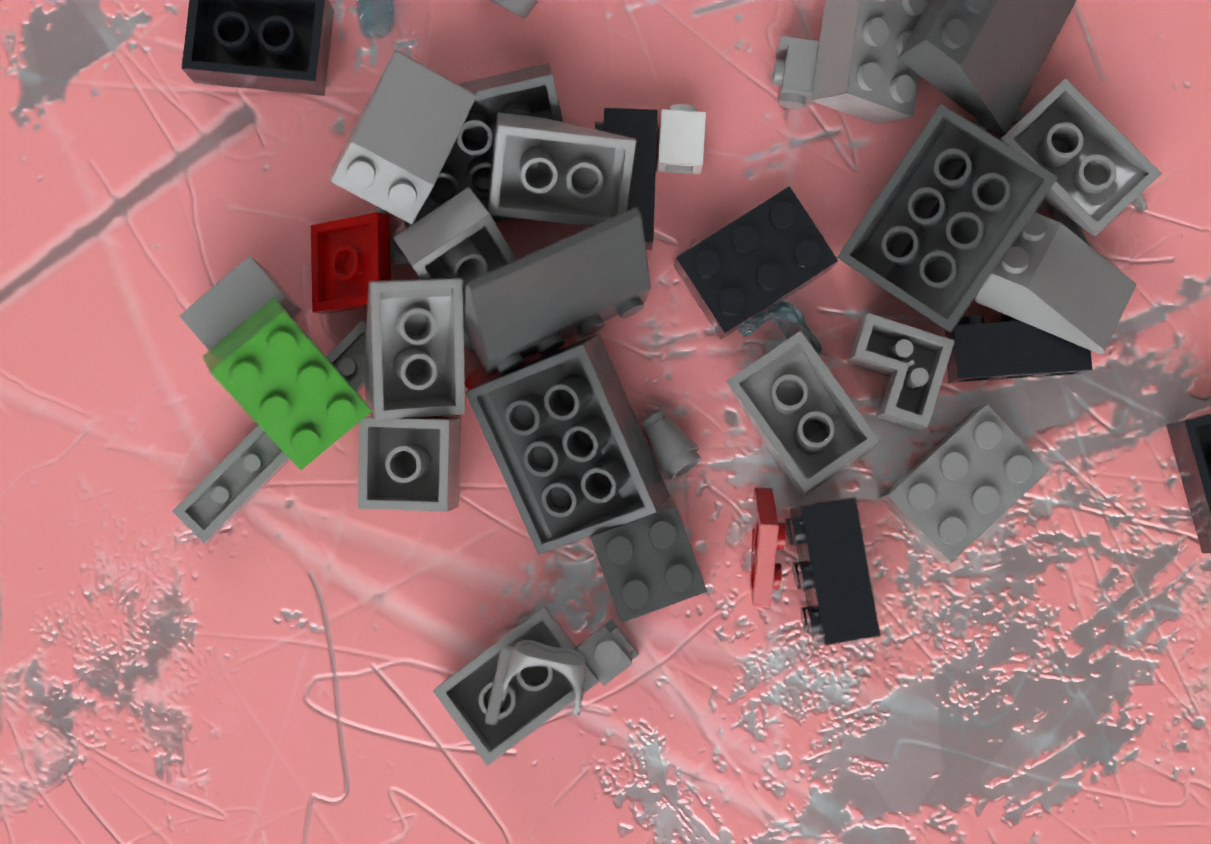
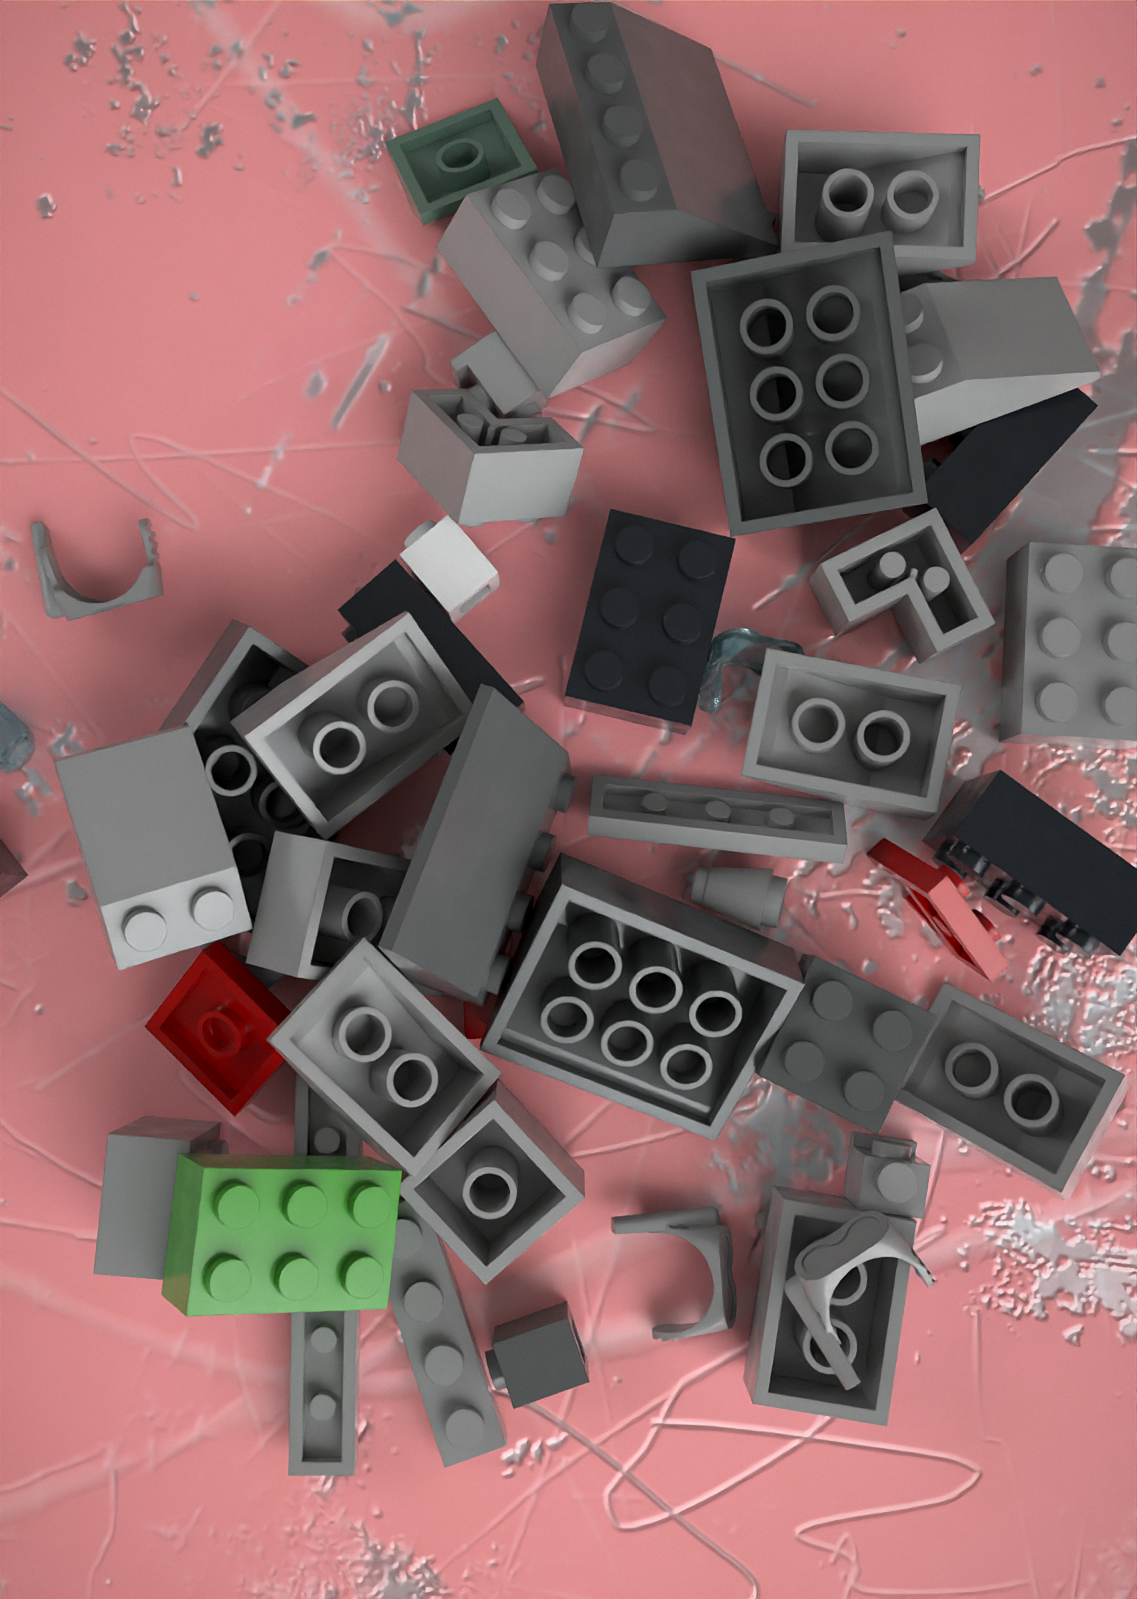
camera: 45 degrees left, 0 degrees up
(308, 519) = (441, 1343): none -> light grey plate
(348, 572) = (538, 1355): none -> dark grey brick
(488, 606) = (714, 1240): none -> light grey helmet
(694, 394) = (717, 819): none -> light grey plate
(709, 671) = (1011, 1091): none -> light grey slope
(748, 106) = (487, 465): none -> light grey brick

